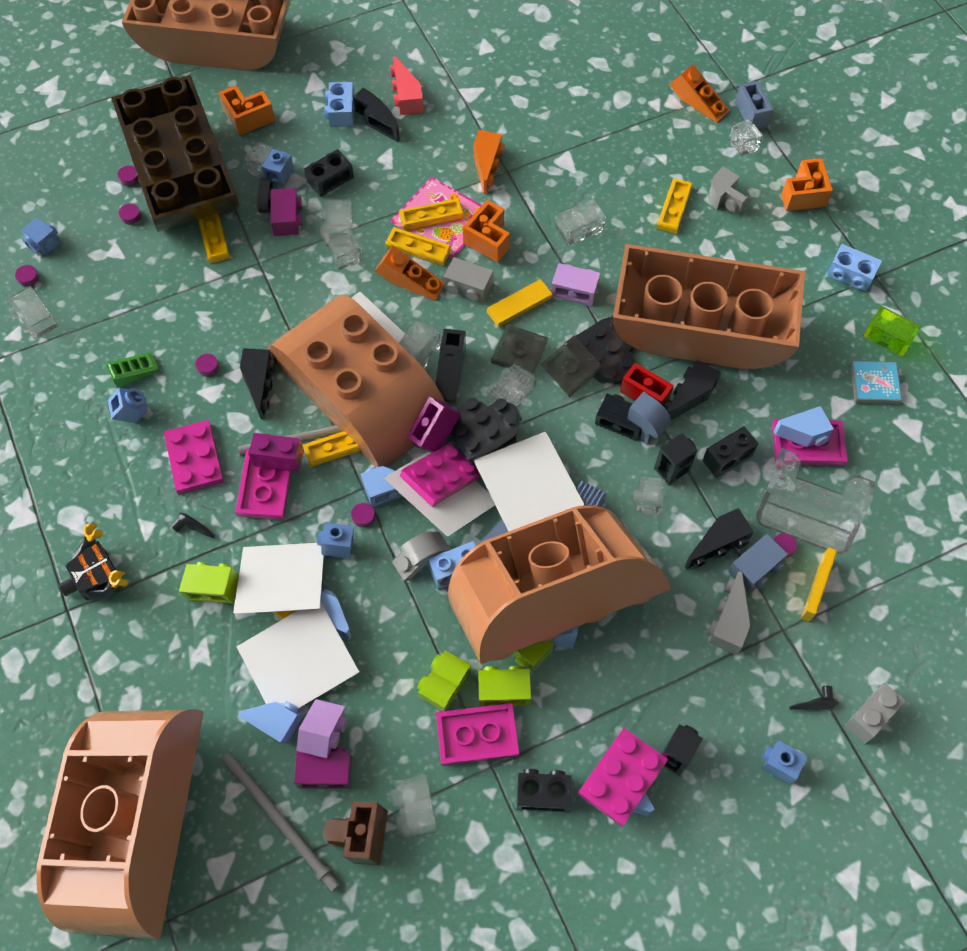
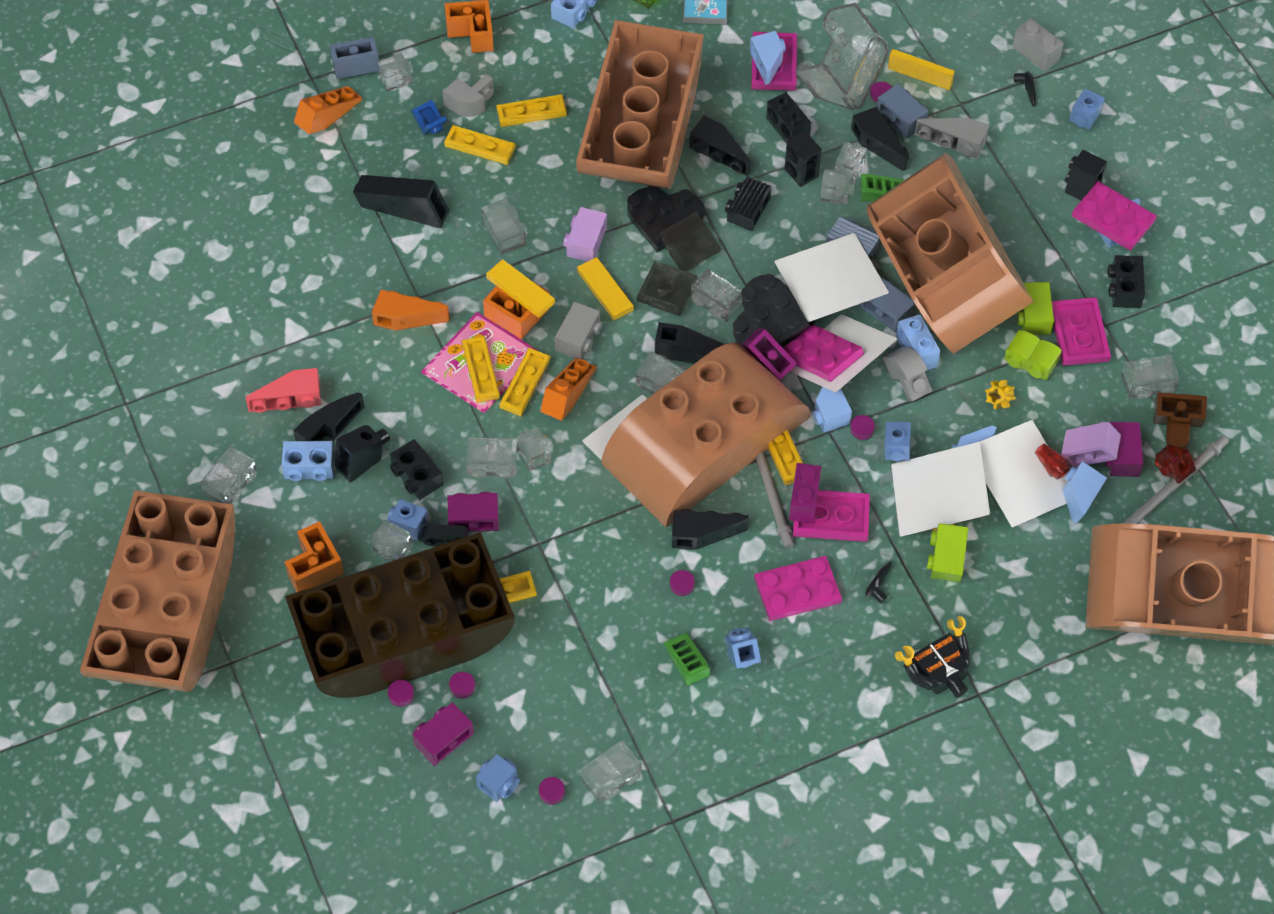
camera: 90 degrees left, 5 degrees down
(85, 200) = (442, 733): none -> magenta brick
(297, 821) = (1170, 463): none -> clear red brick
(304, 688) = (1052, 461): none -> clear red cone
(328, 58) = (229, 476): none -> clear brick
(344, 130) = (359, 451): none -> black torso
(393, 643) = (1000, 394): none -> yellow gear
(497, 223) = (520, 288): none -> yellow tile
(601, 149) = (403, 198): none -> black slope
(642, 380) = (720, 178): red brick -> none
(646, 526) = (875, 181): none -> bright green slope
(649, 416) = (759, 173): sand blue brick -> none
(681, 507) = (851, 159): none -> clear brick
(696, 164) = (429, 118): none -> blue bracket
(718, 237) = (531, 110): none -> yellow tile

